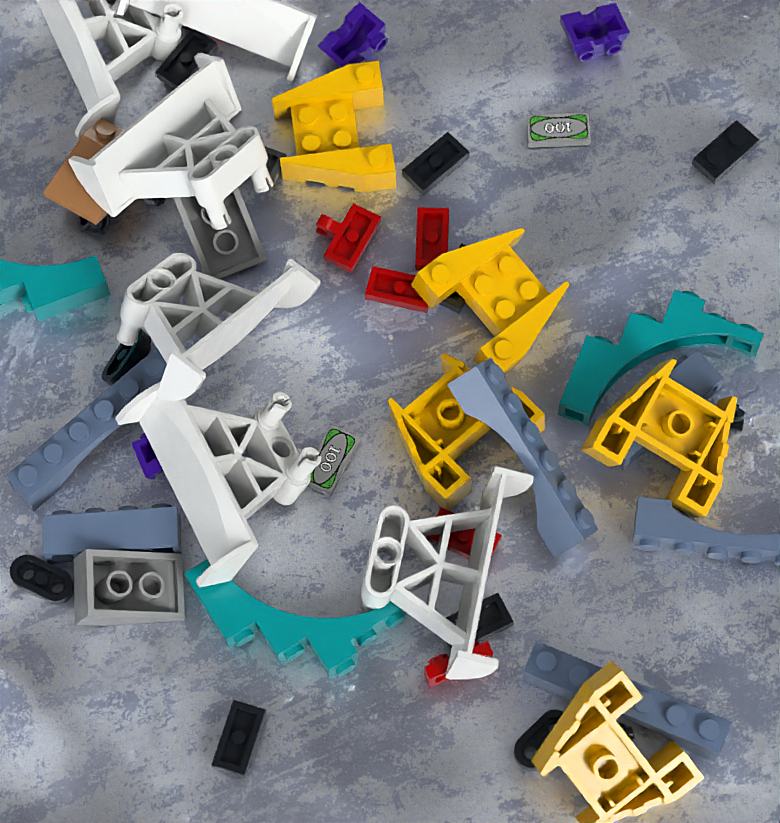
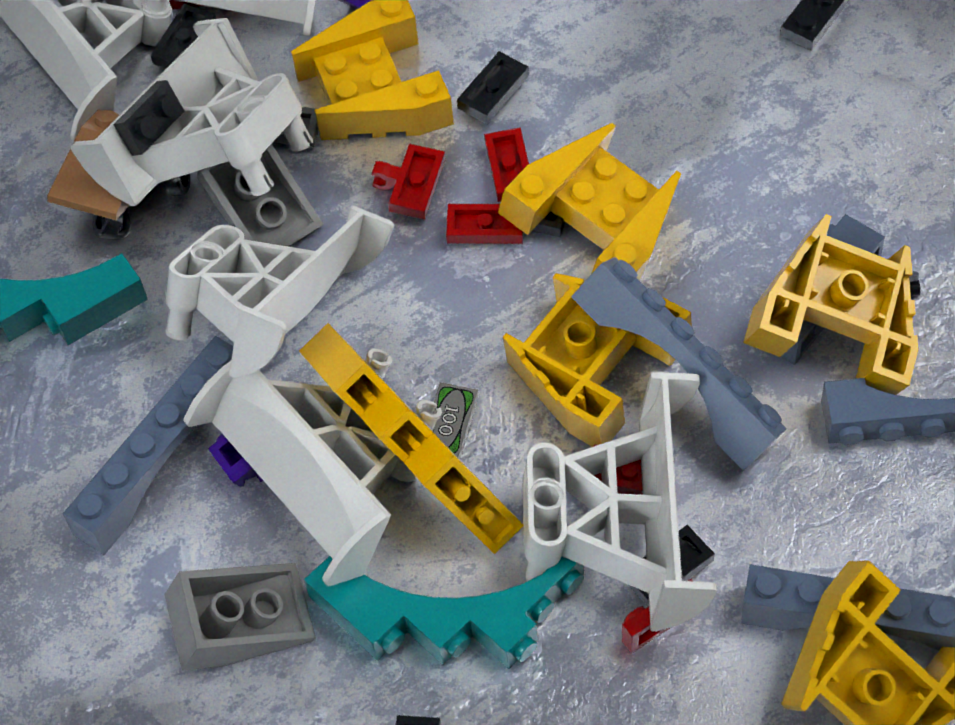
camera: 10 degrees left, 10 degrees down
(43, 580) = (133, 627): black plate -> none
(122, 530) = (223, 543): sand blue brick -> none
(126, 358) = (180, 357): black plate -> none
(138, 144) = (149, 117): none -> black plate
(286, 476) = (410, 439): none -> yellow arch
(534, 738) = (775, 684): black plate -> none
(558, 130) = (622, 28): light grey tile -> none
(684, 325) = (780, 217): teal arch -> none

